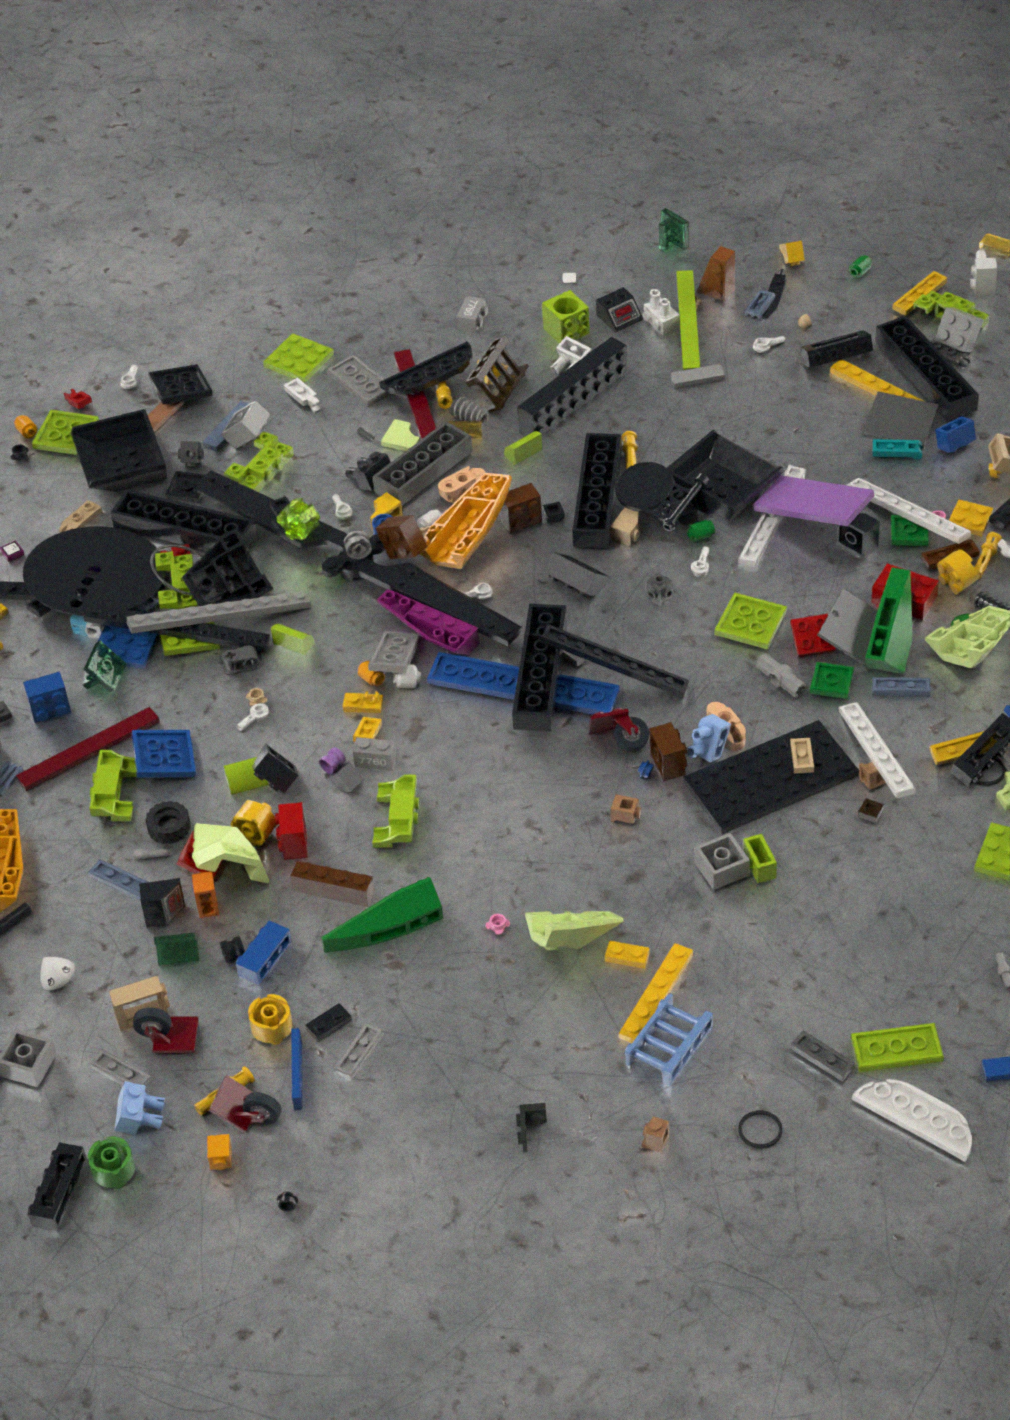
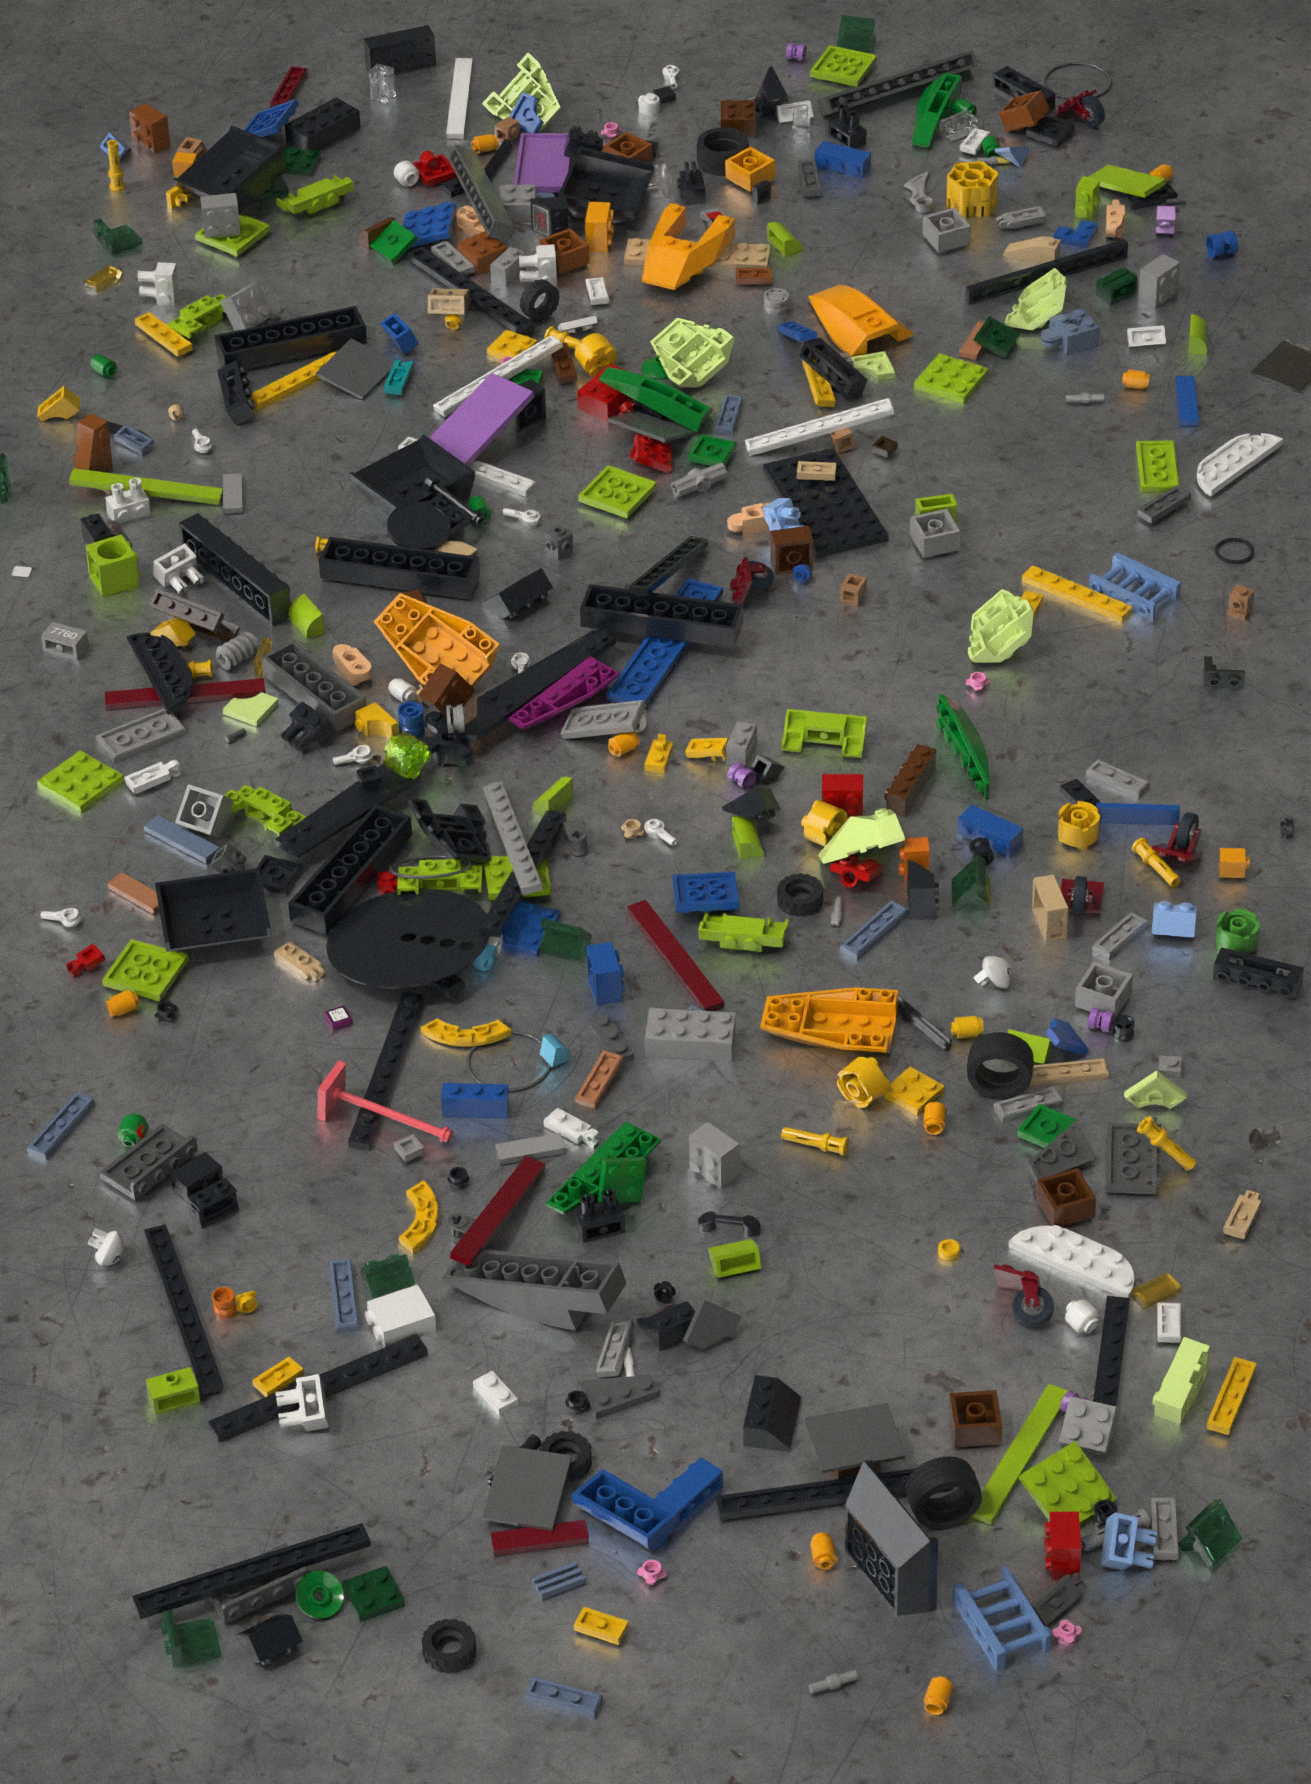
camera: 85 degrees left, 5 degrees down
(180, 384) = (100, 869): black plate -> none
(984, 600) = (639, 347): black piece -> none

